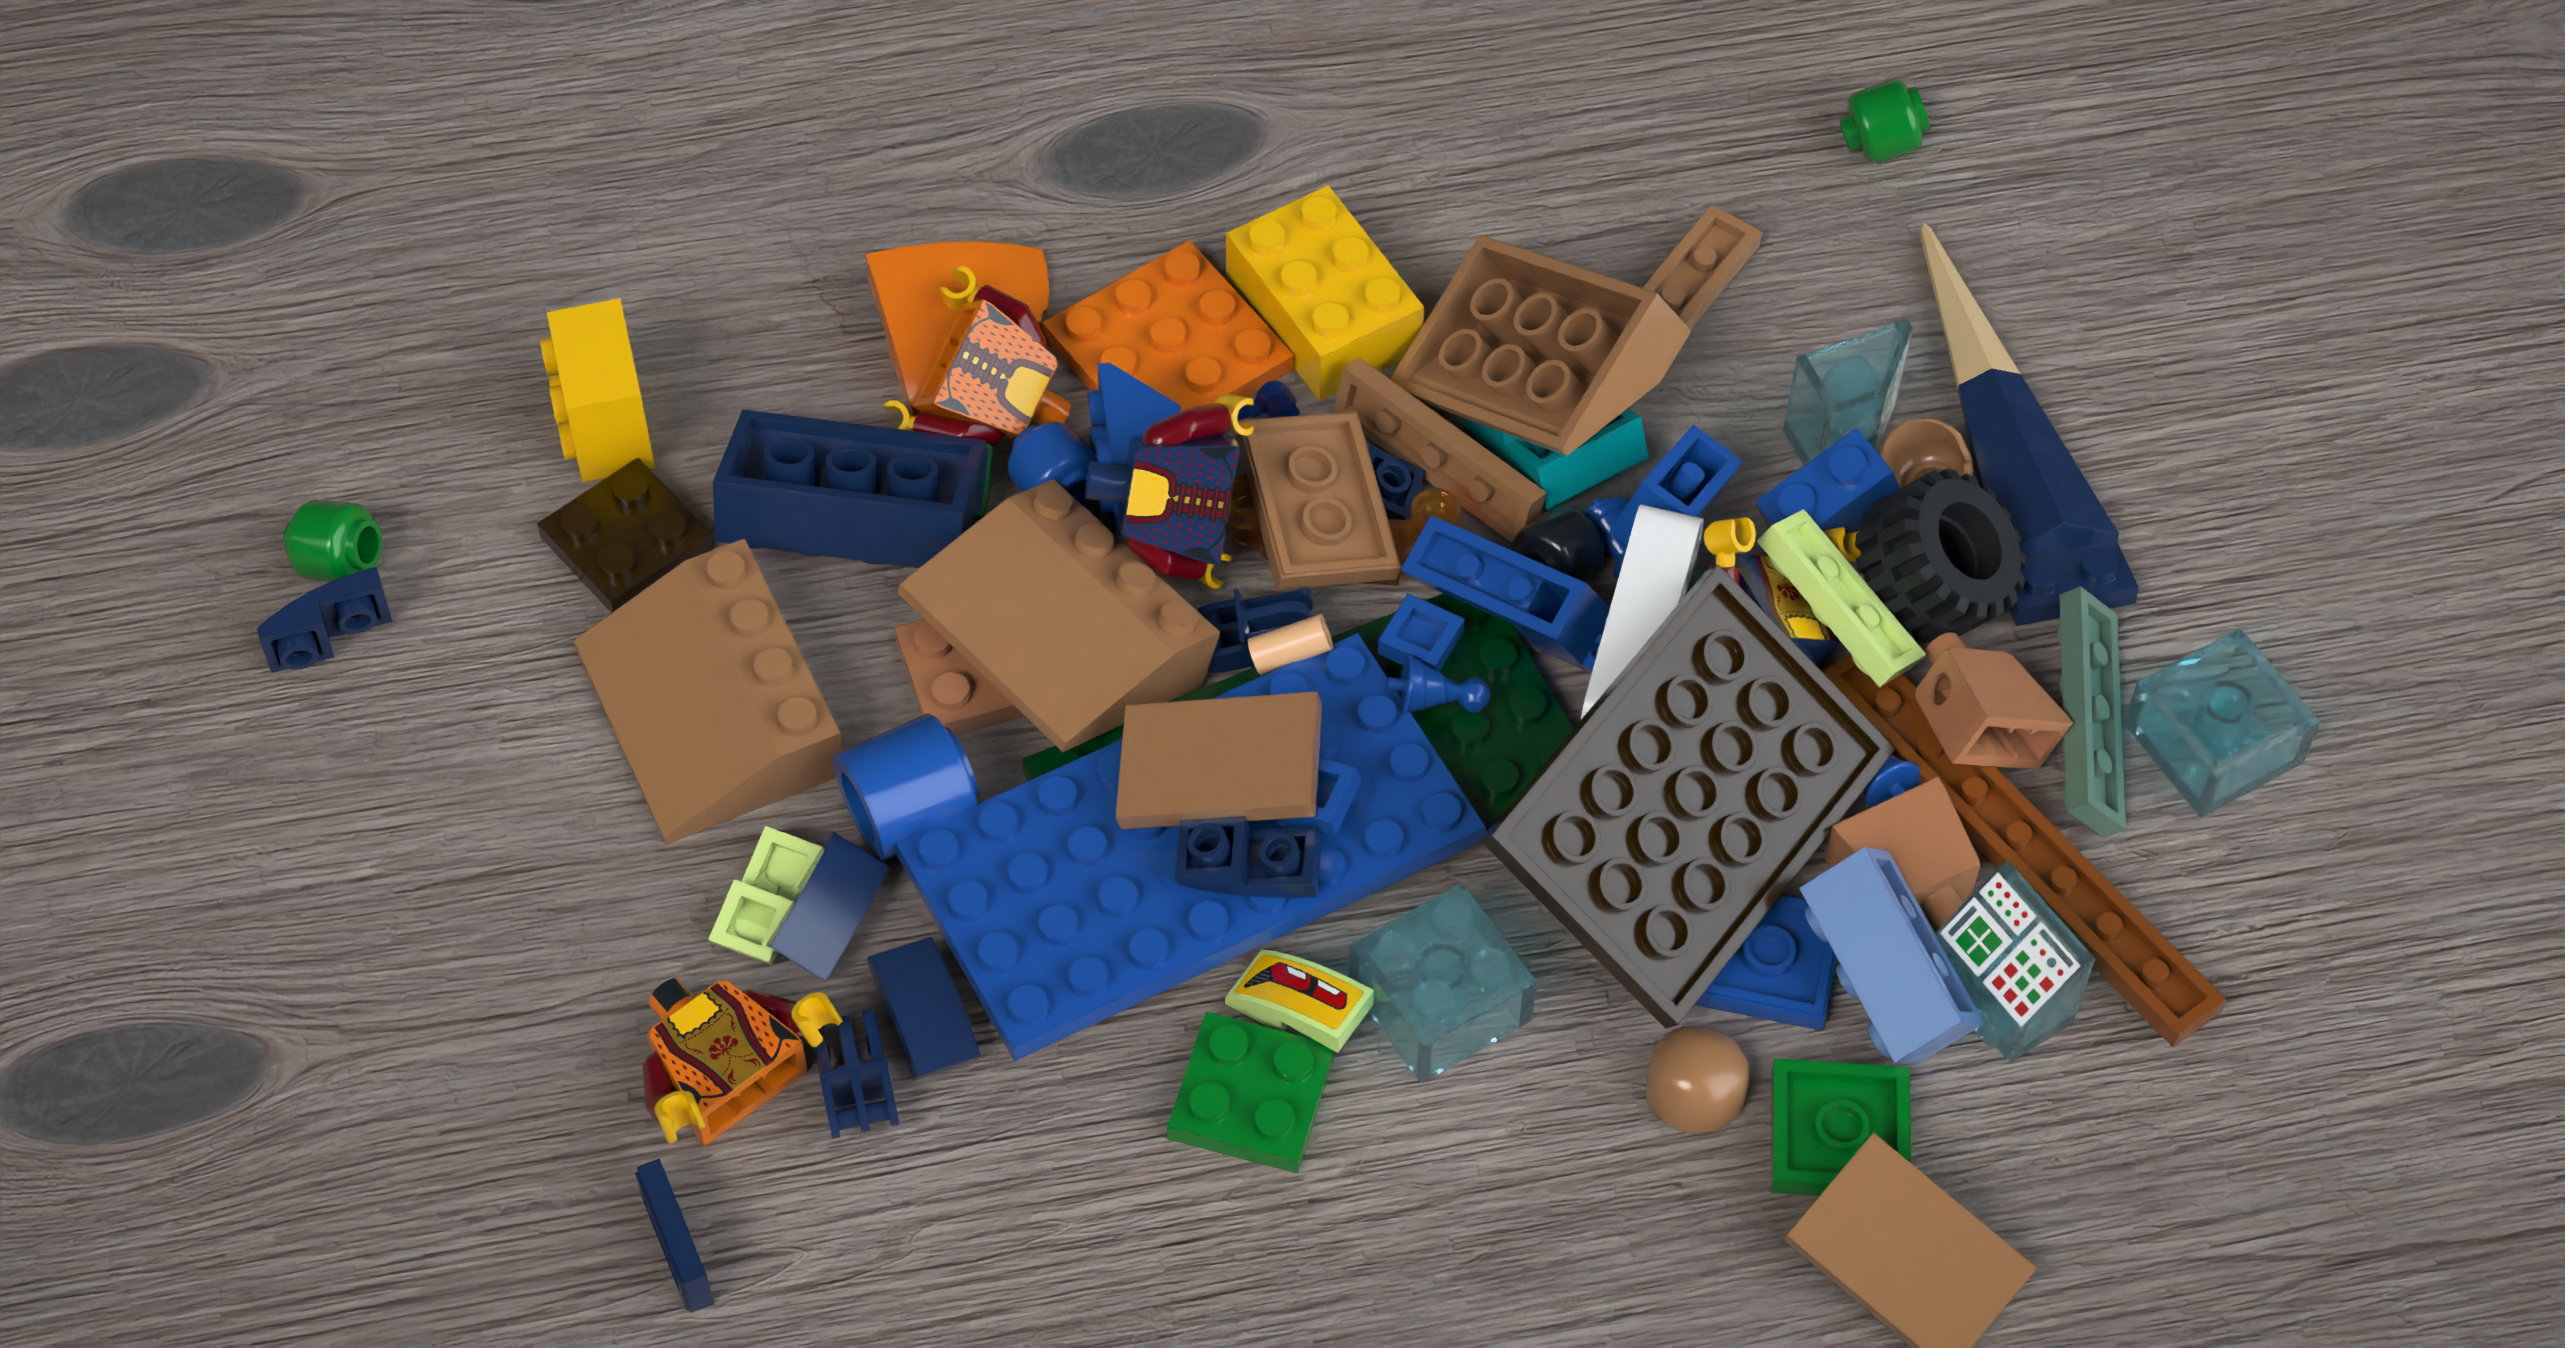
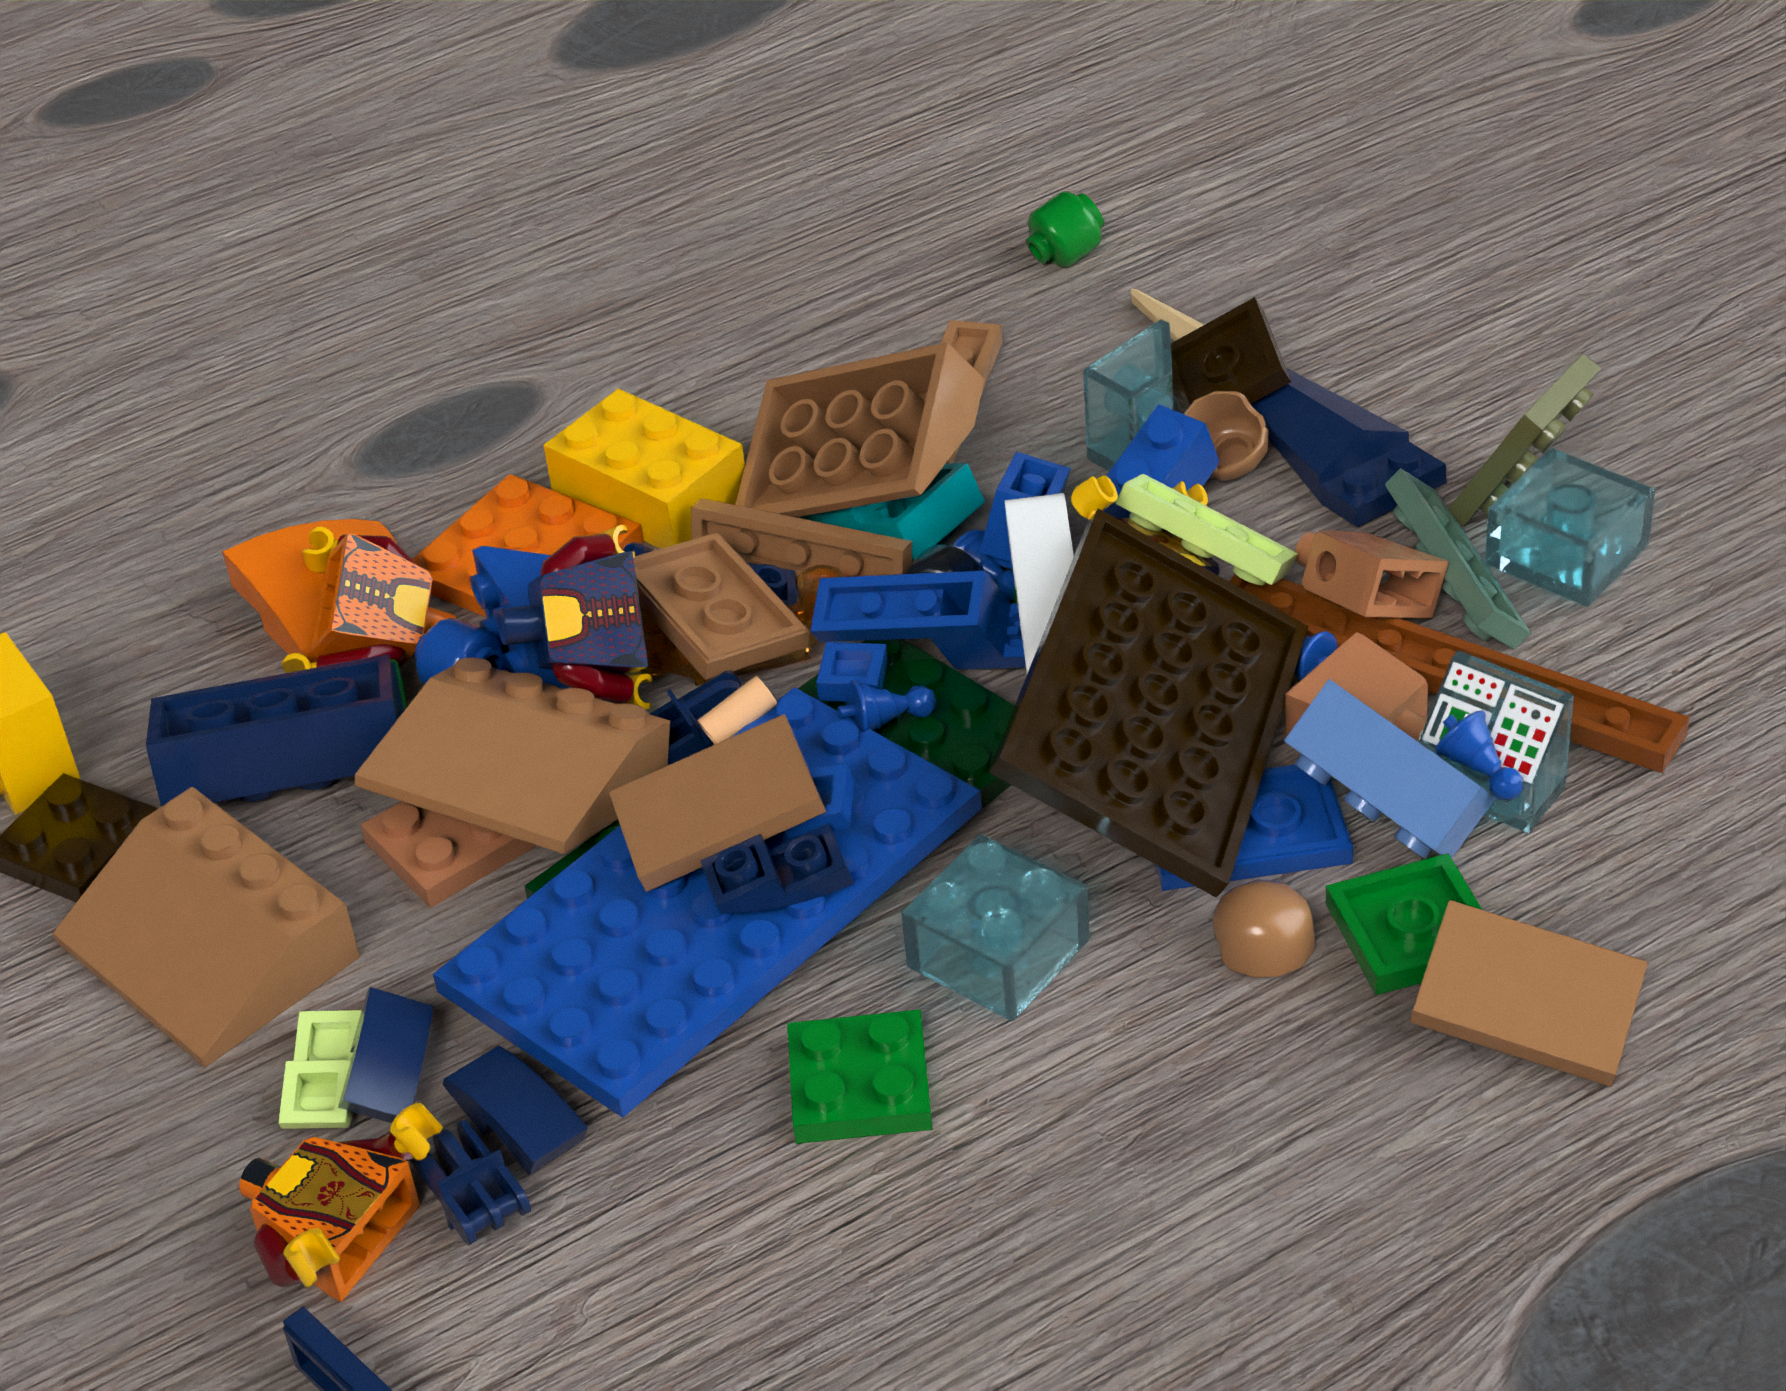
camera: 15 degrees left, 15 degrees down
(905, 782) = (420, 927): blue piece -> none
(1303, 995) = (874, 978): slope -> none
(1941, 555) = (1273, 475): black tyre -> none
(1968, 375) = (1228, 355): none -> dark brown plate
(1979, 970) = (1473, 747): none -> blue piece
(2218, 611) = (1537, 430): none -> olive plate

